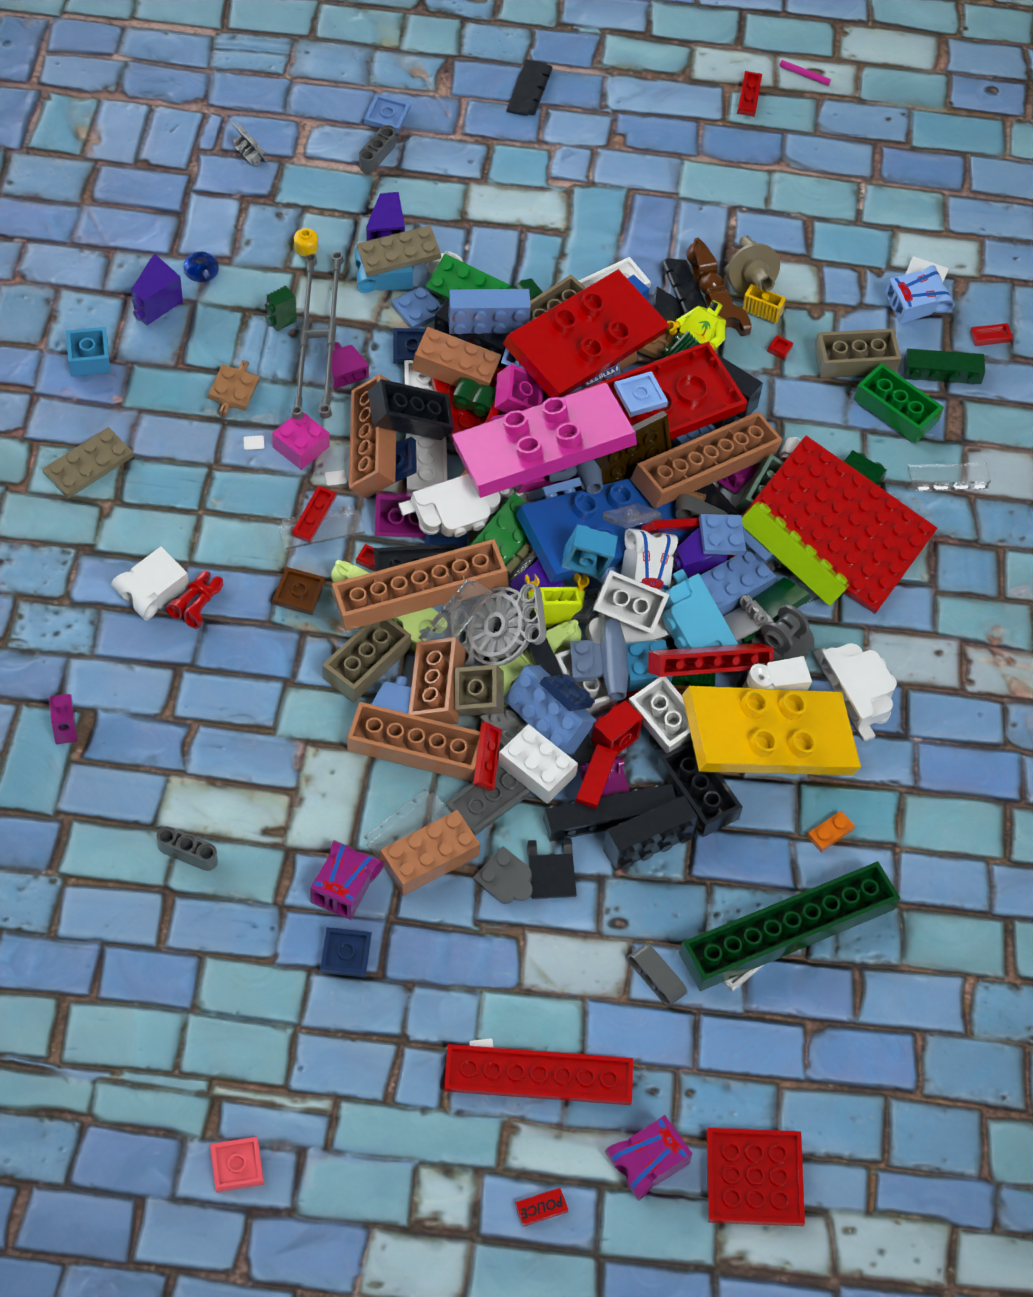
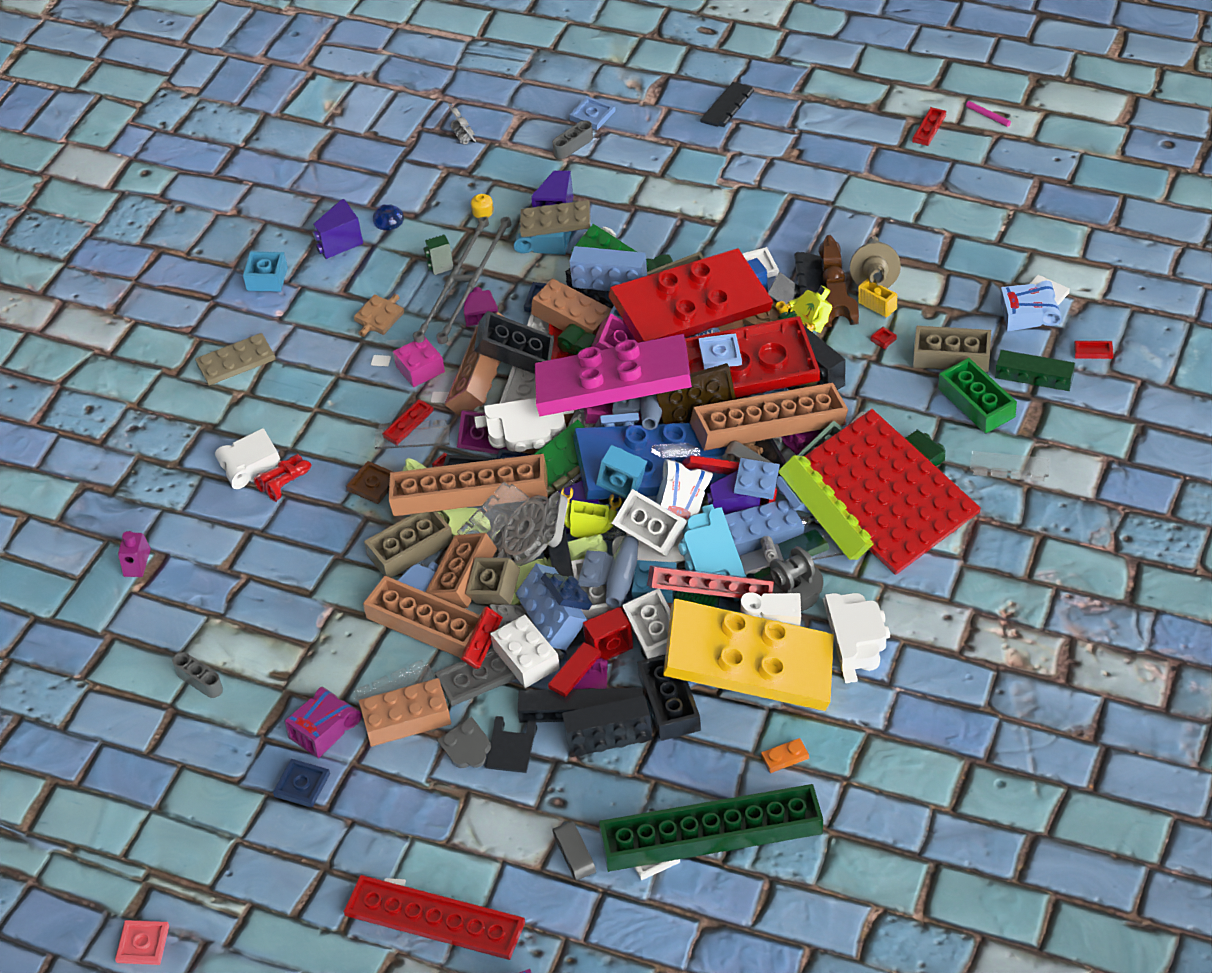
camera: 25 degrees right, 10 degrees down
(405, 459) = (500, 387): dark blue plate -> none
(416, 307) = (556, 267): medium blue plate -> none

